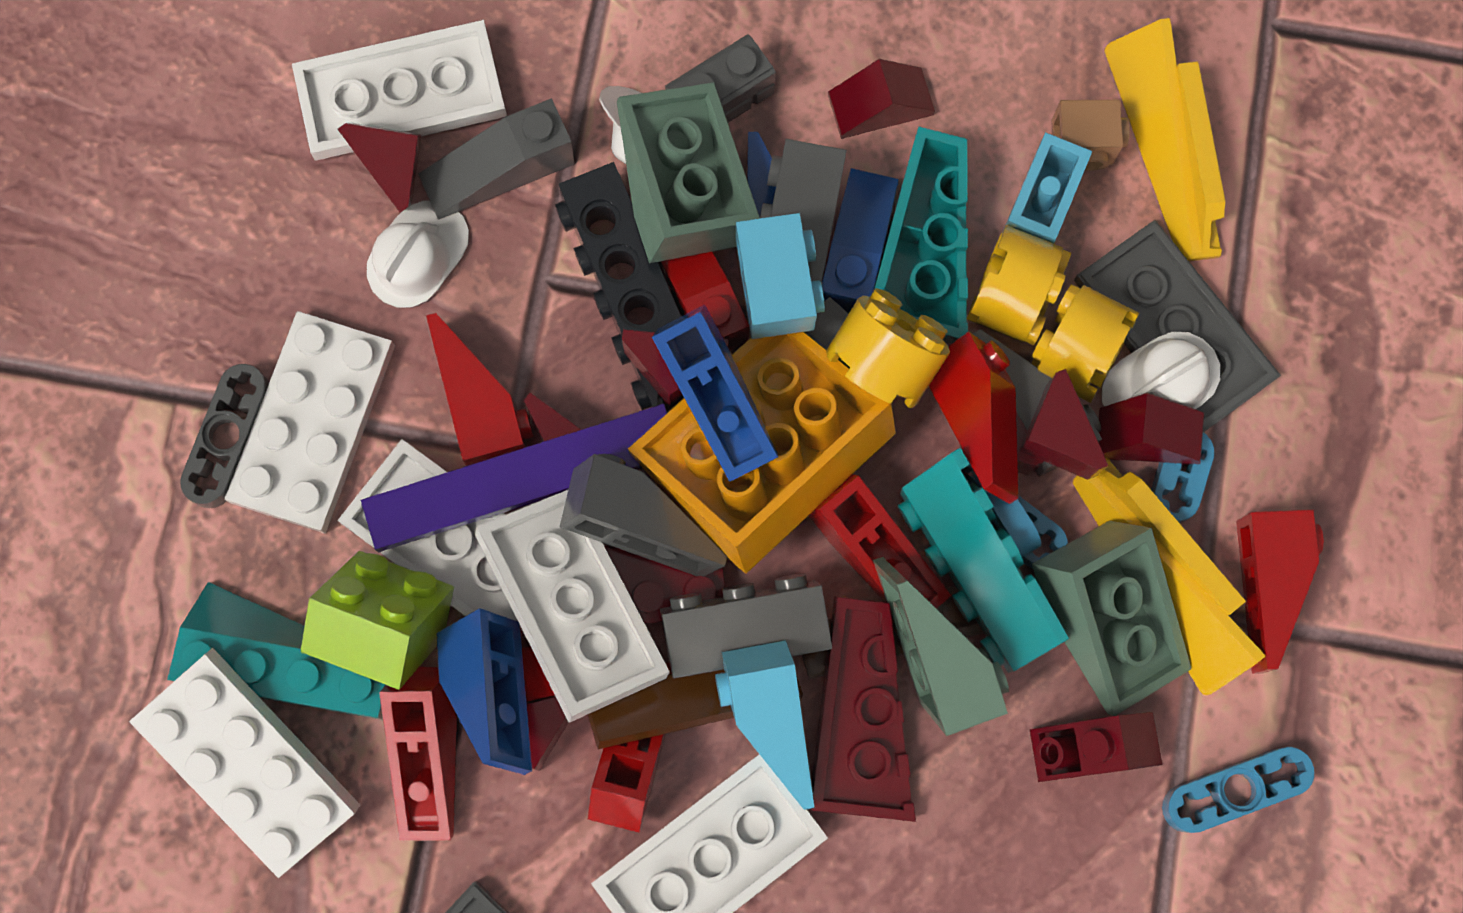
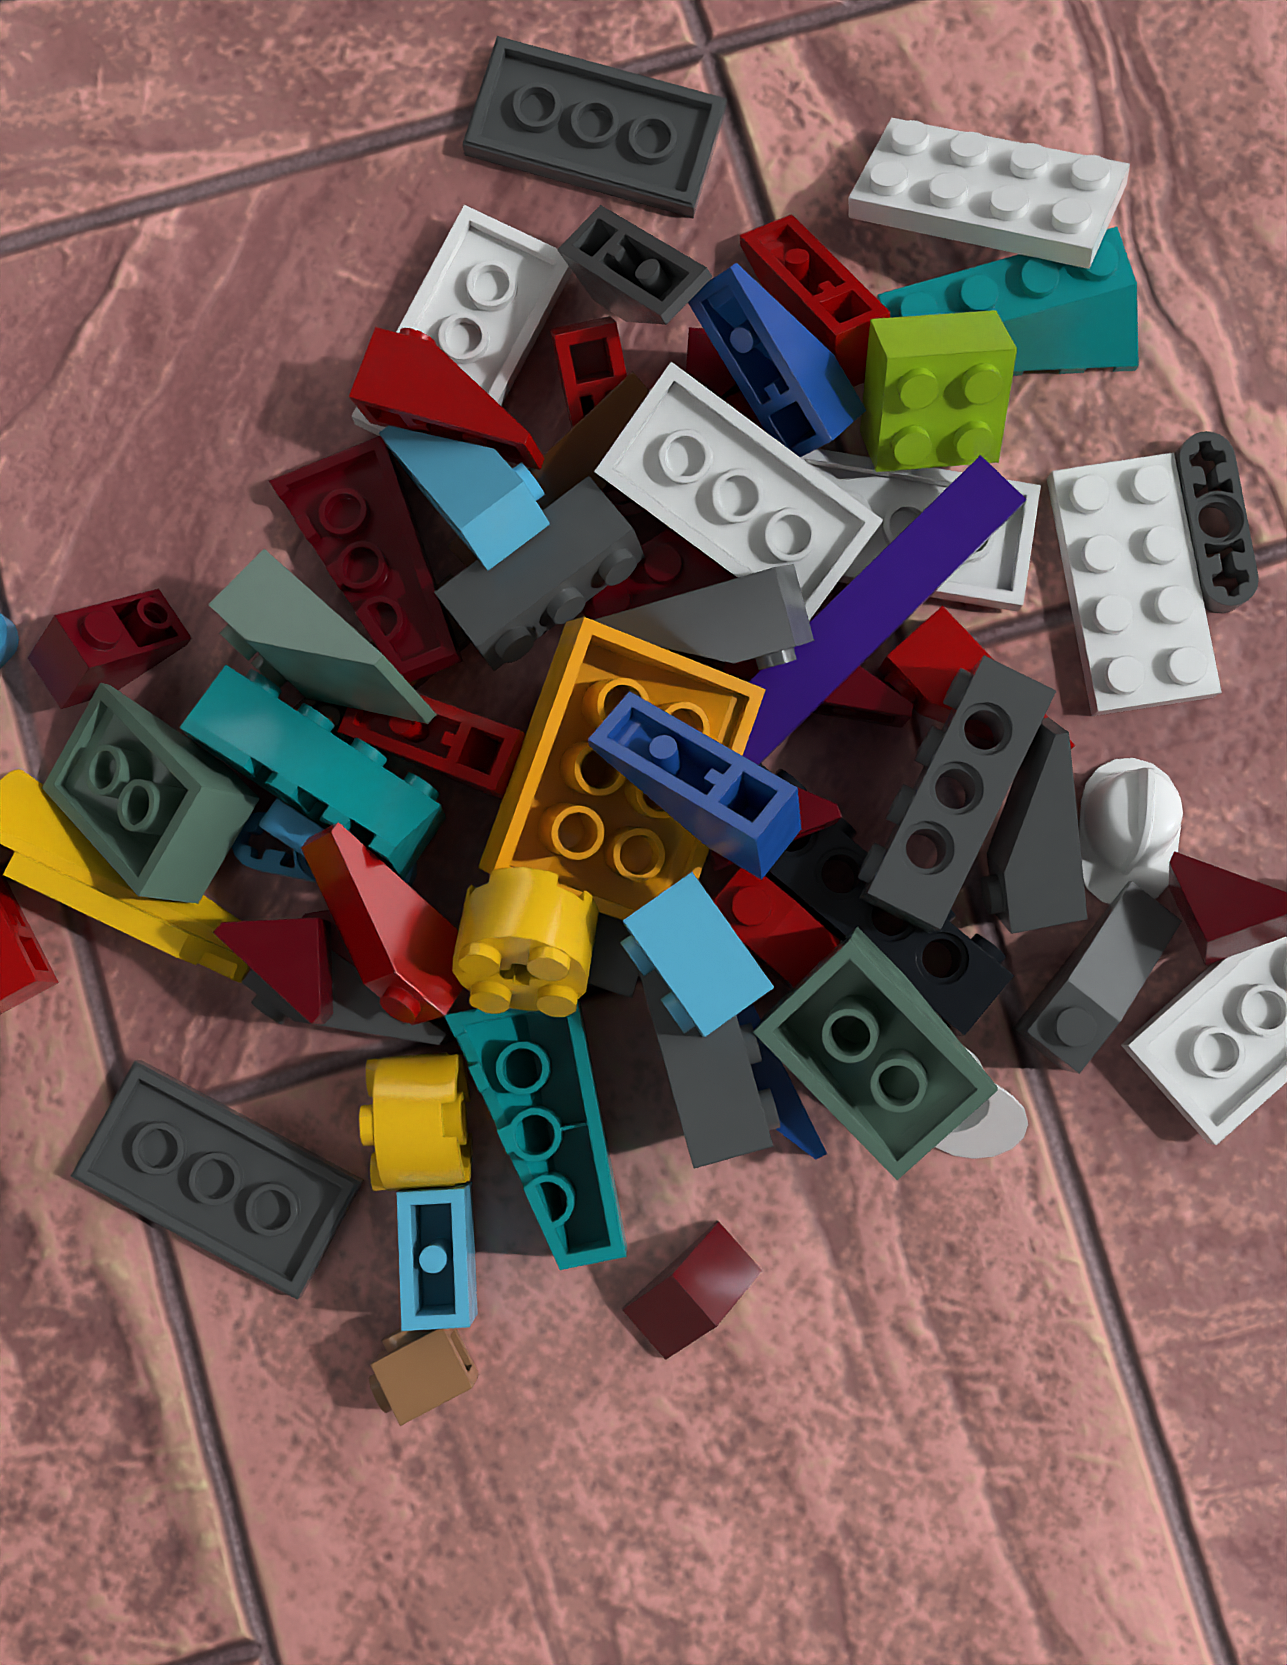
camera: 155 degrees right, 5 degrees up
(490, 265) = (1036, 844): none -> dark grey slope
(555, 824) = (631, 269): none -> dark grey slope
(585, 257) = (1013, 711): none -> dark grey brick
(739, 74) = (887, 1212): dark grey brick -> none
(760, 809) = (421, 389): none -> red slope
(859, 237) = (634, 1096): blue slope -> none
(1086, 340) = (309, 1091): yellow brick -> none
(1151, 431) = (191, 1024): dark red slope -> none
(1170, 367) = (206, 1098): white piece -> none
(1172, 134) = (323, 1425): yellow wedge -> none
(1192, 481) = (123, 999): dark azure beam -> none

